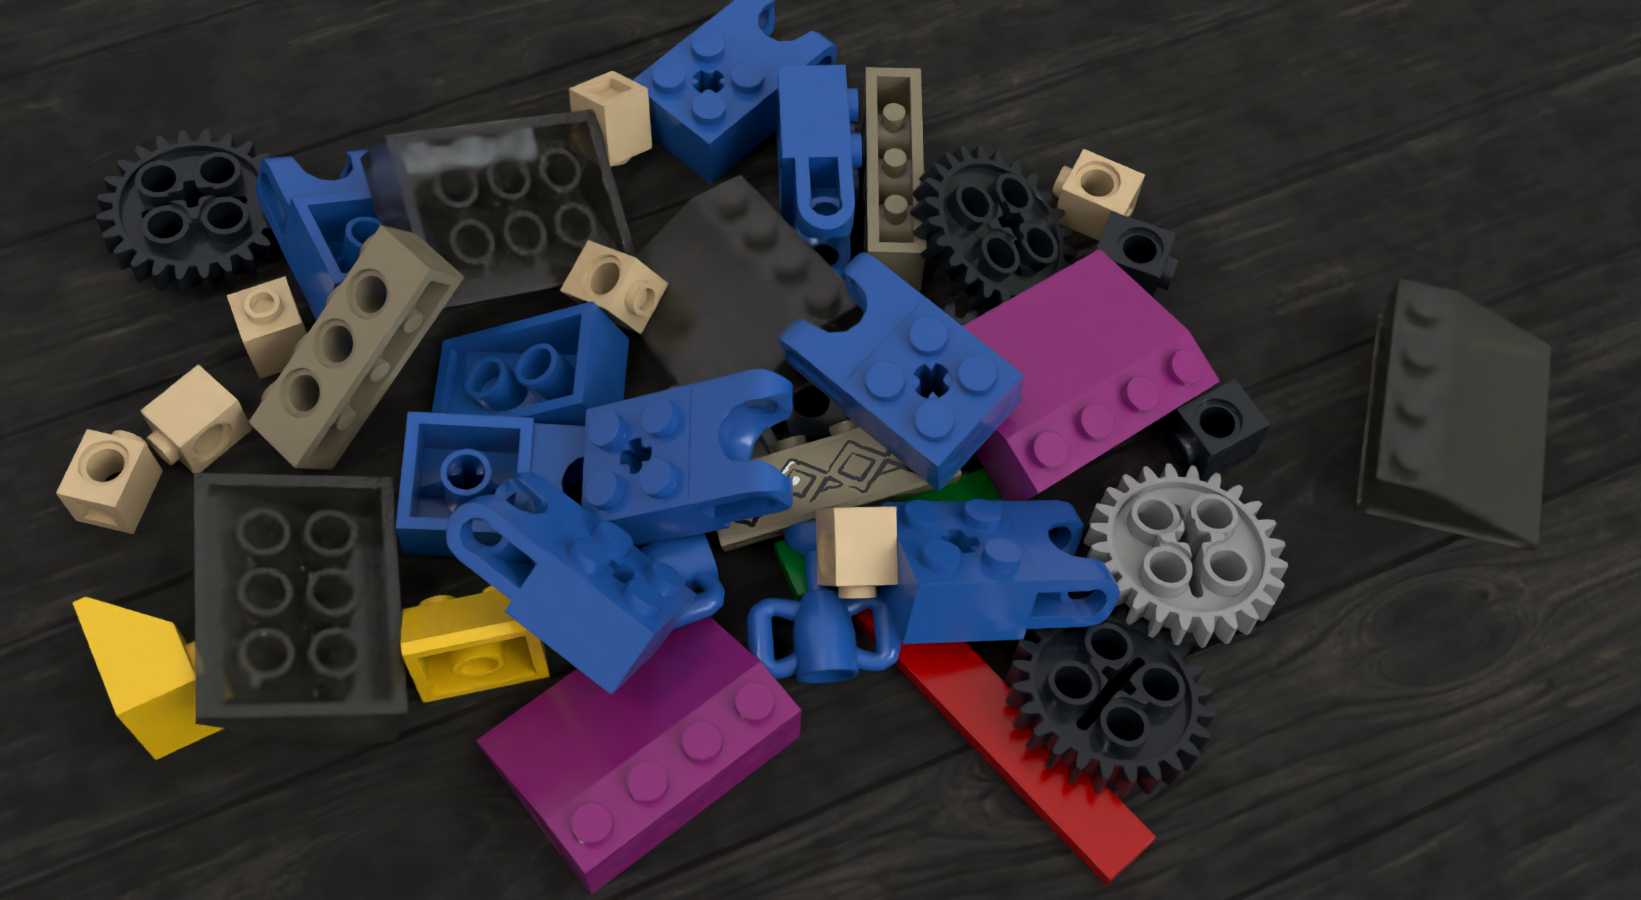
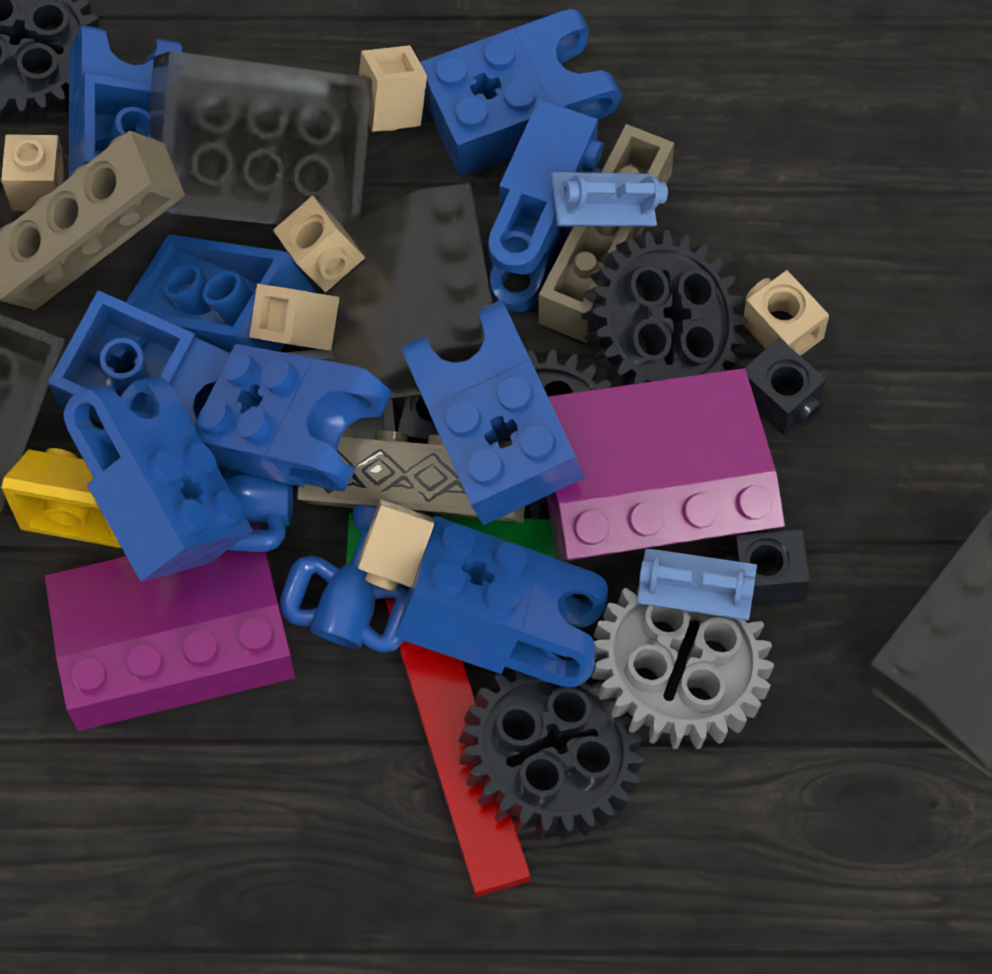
camera: 30 degrees right, 5 degrees up
(629, 363) = (294, 317): none -> tan brick
(896, 133) = (607, 199): none -> medium blue hinge
(1171, 468) = (697, 584): none -> medium blue hinge

